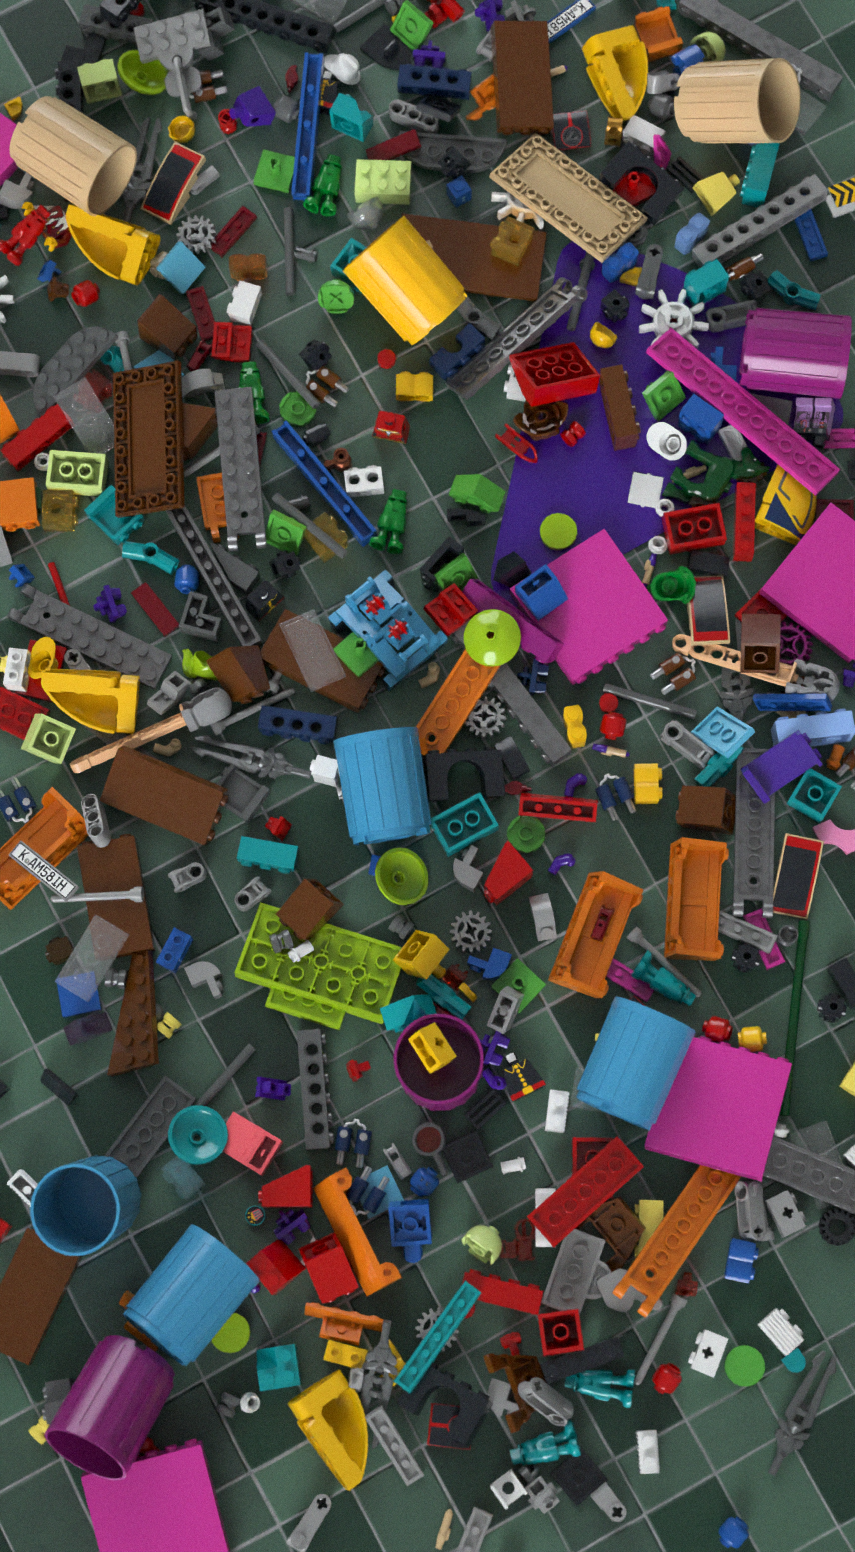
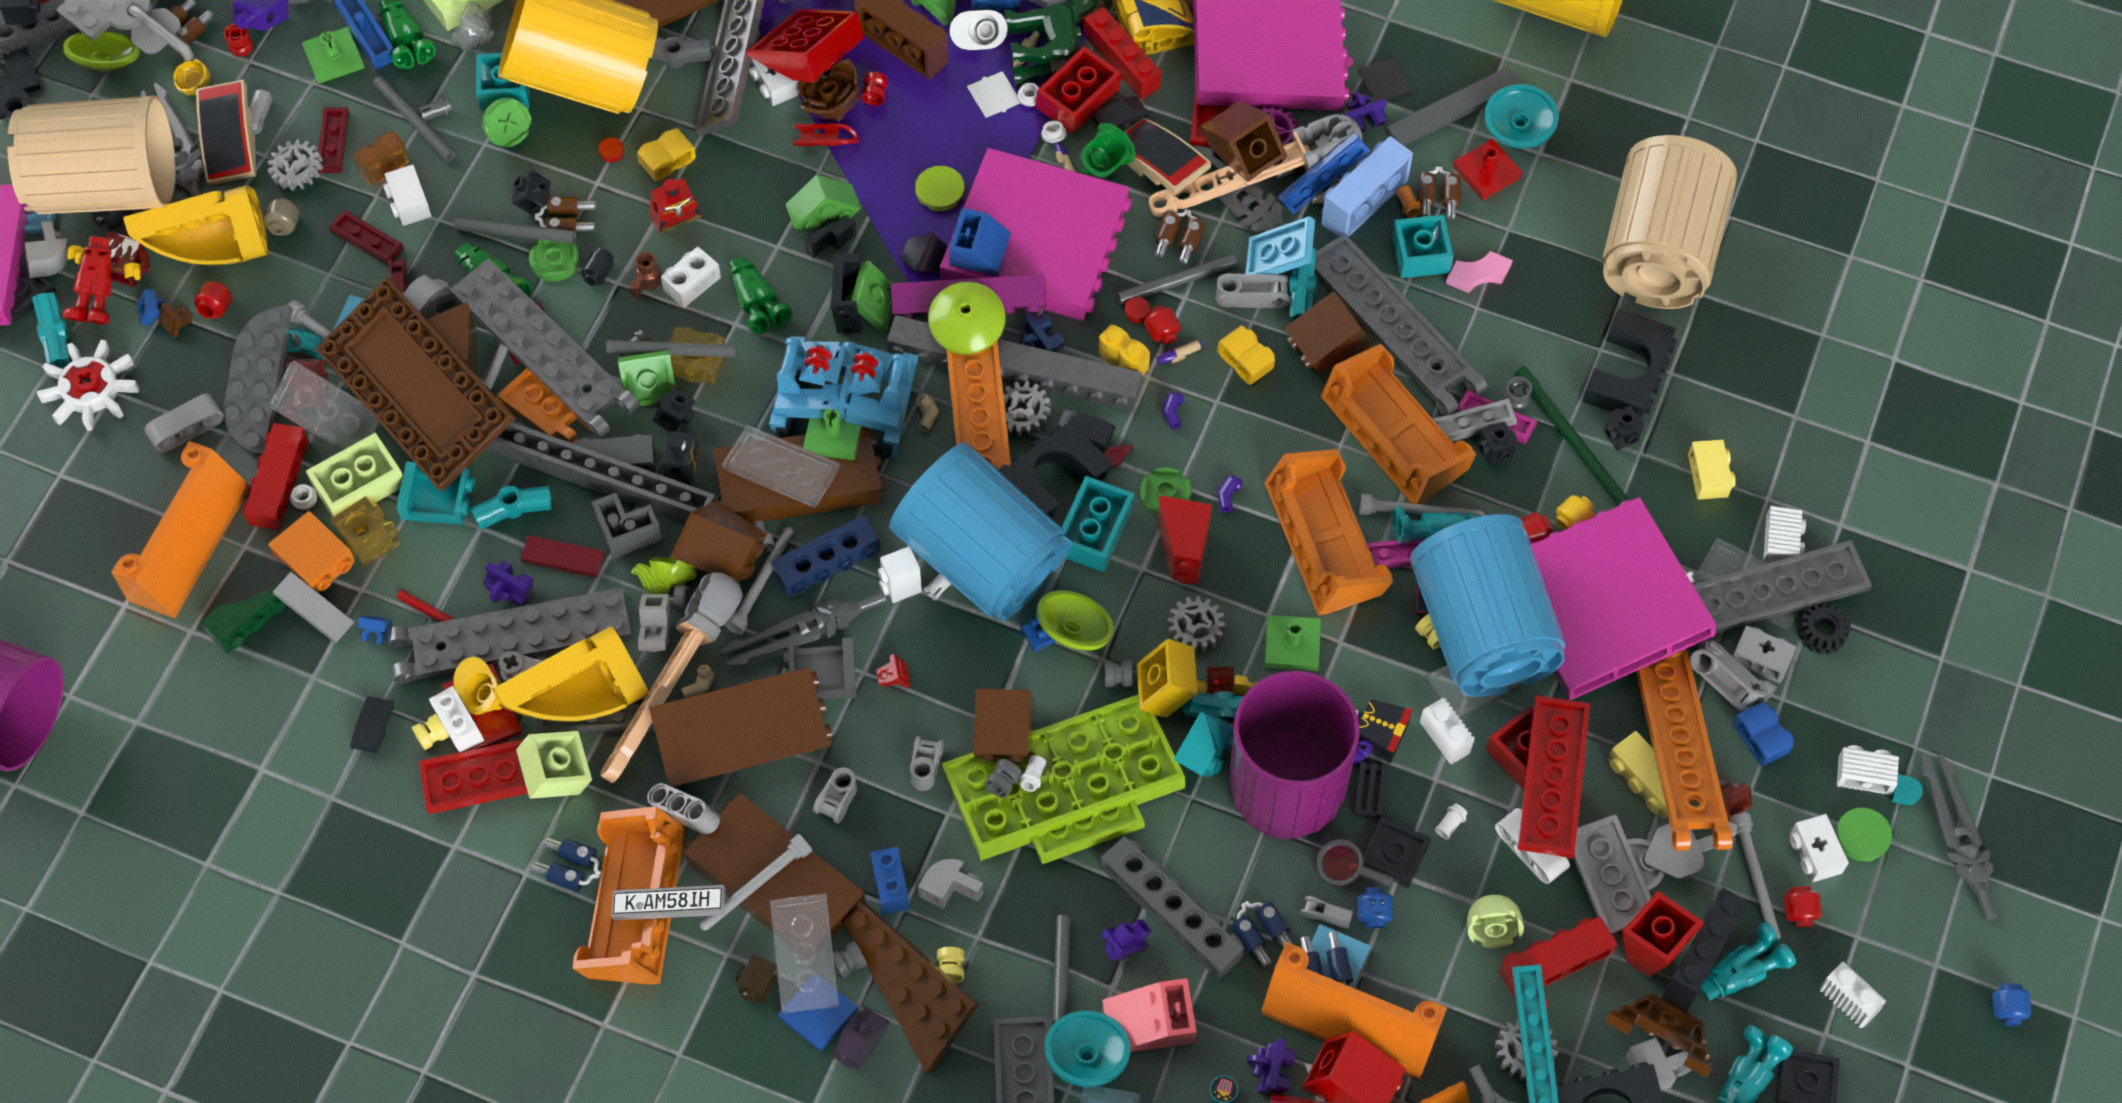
camera: 45 degrees left, 15 degrees down
(99, 81) = (57, 80): yellowish green brick -> none
(166, 328) = (338, 270): reddish brown slope -> none
(180, 267) = (304, 204): medium azure tile -> none
(187, 579) = (574, 499): blue head -> none
(231, 342) = (424, 241): red slope -> none
(267, 854) = (907, 707): teal brick -> none
(289, 1191) = (1244, 1026): red slope -> none
(324, 483) = (647, 306): blue tile -> none
(355, 1070) = (1198, 853): red brick -> none
(410, 1227) = (1403, 962): blue brick -> none
(432, 1047) = (1281, 720): yellow brick -> none
(447, 363) = (682, 110): dark blue arch -> none
(450, 609) = (896, 327): red slope -> none
(463, 871) = (1135, 572): light grey brick -> none
(494, 967) = (1250, 640): blue brick -> none
(505, 1009) = (1302, 656): light grey brick -> none
(510, 1341) = (1613, 998): red brick -> none
(519, 1248) = (1536, 892): clear red piece -> none
(543, 917) = (1260, 550): light grey brick -> none
(546, 1401) = (1709, 1022): light grey piece -> none
(558, 807) = (1178, 437): red brick -> none
(601, 925) = (1325, 517): dark red bar -> none
(606, 797) = (1229, 379): dark blue piece -> none
(606, 1500) = (1861, 1079): light grey piece -> none
(618, 1227) = (1620, 791): reddish brown wing -> none
(781, 764) = (1368, 232): dark purple panel -> none
(796, 876) = (1474, 330): black slope -> none

